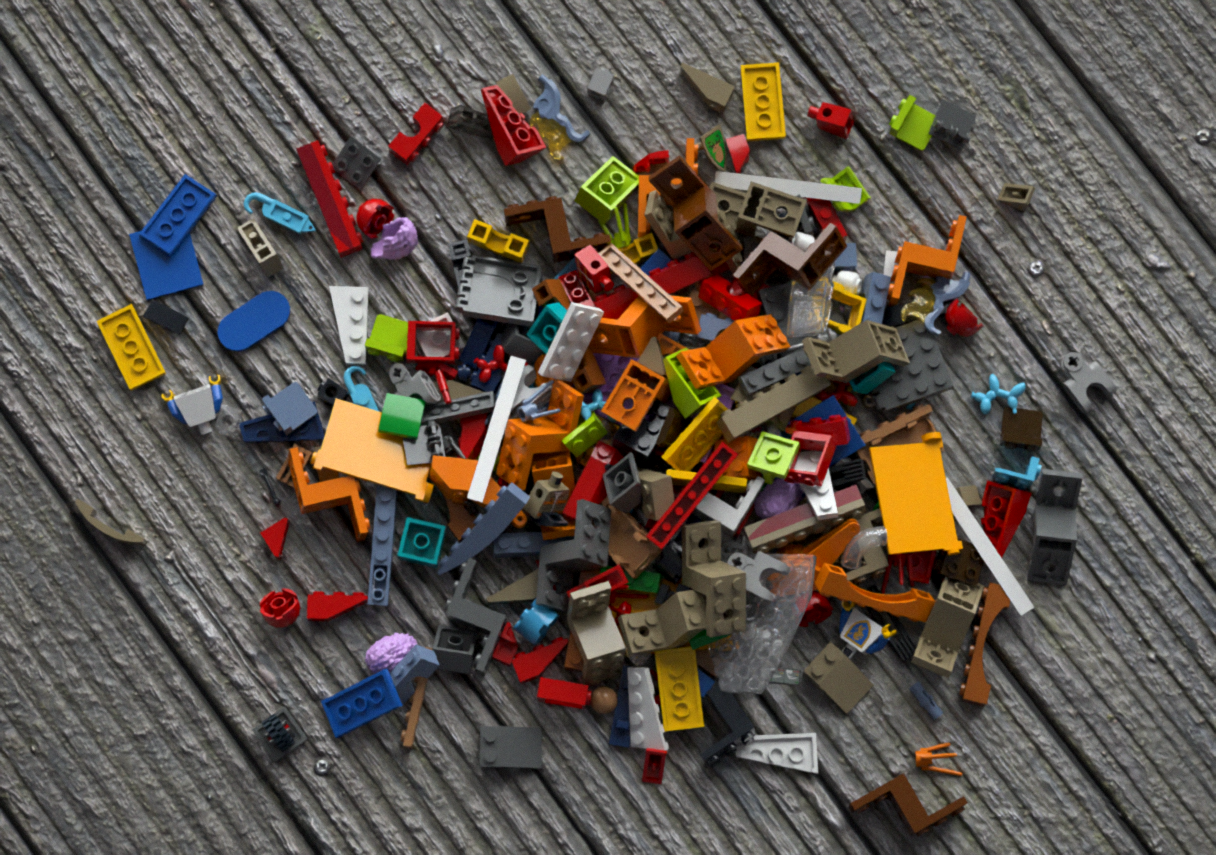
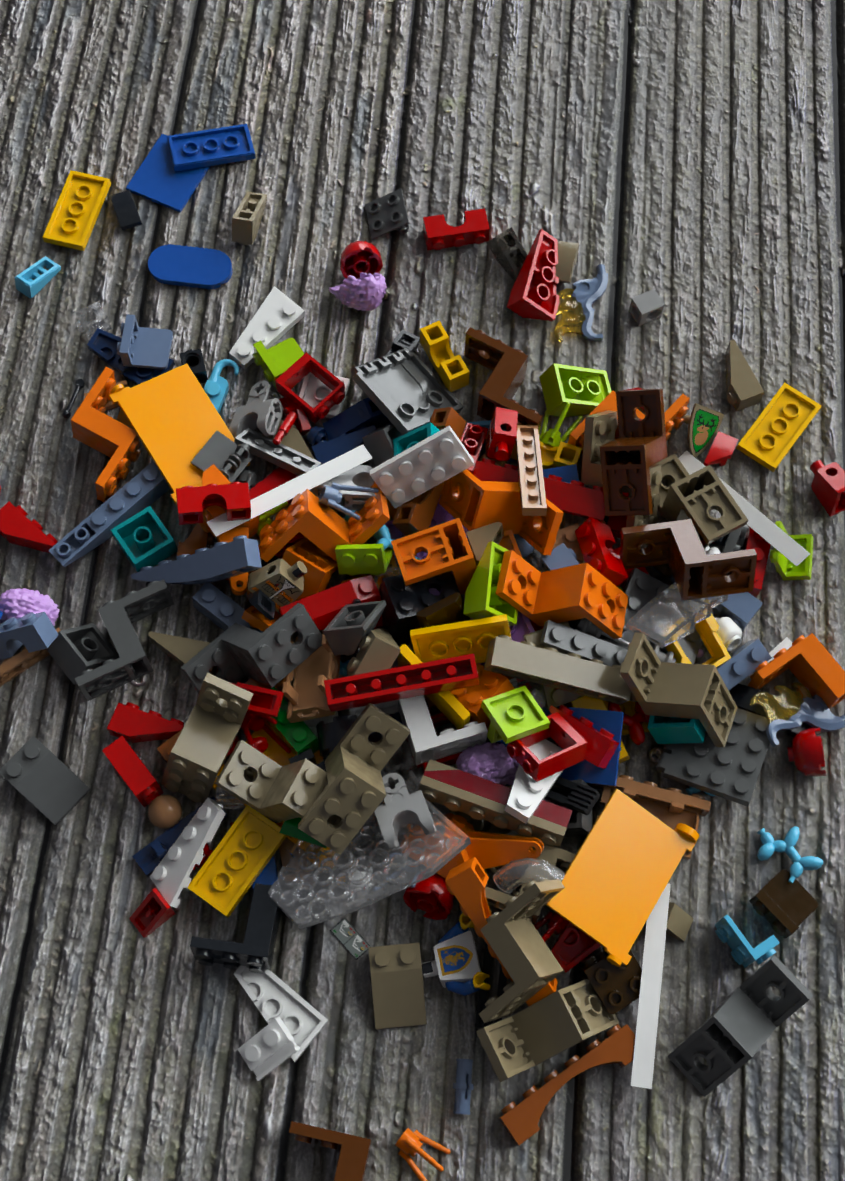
camera: 40 degrees right, 10 degrees down
(153, 433) = (31, 287): none -> medium azure slope
(197, 405) = (80, 288): white torso -> none
(276, 536) = (35, 438): red slope -> none
(281, 213) = (291, 206): medium azure plate -> none
(329, 199) = (339, 224): brick -> none
(401, 416) = (225, 421): slope -> none
(472, 468) = (231, 497): none -> red arch
(486, 368) = (342, 444): red piece -> none
(506, 646) = (132, 689): red slope -> none
(535, 623) = (170, 689): dark azure brick -> none
(796, 779) = (268, 1049): none -> white plate
(896, 592) = (521, 948): none -> dark tan bracket
(1003, 513) = (698, 968): red wedge -> none

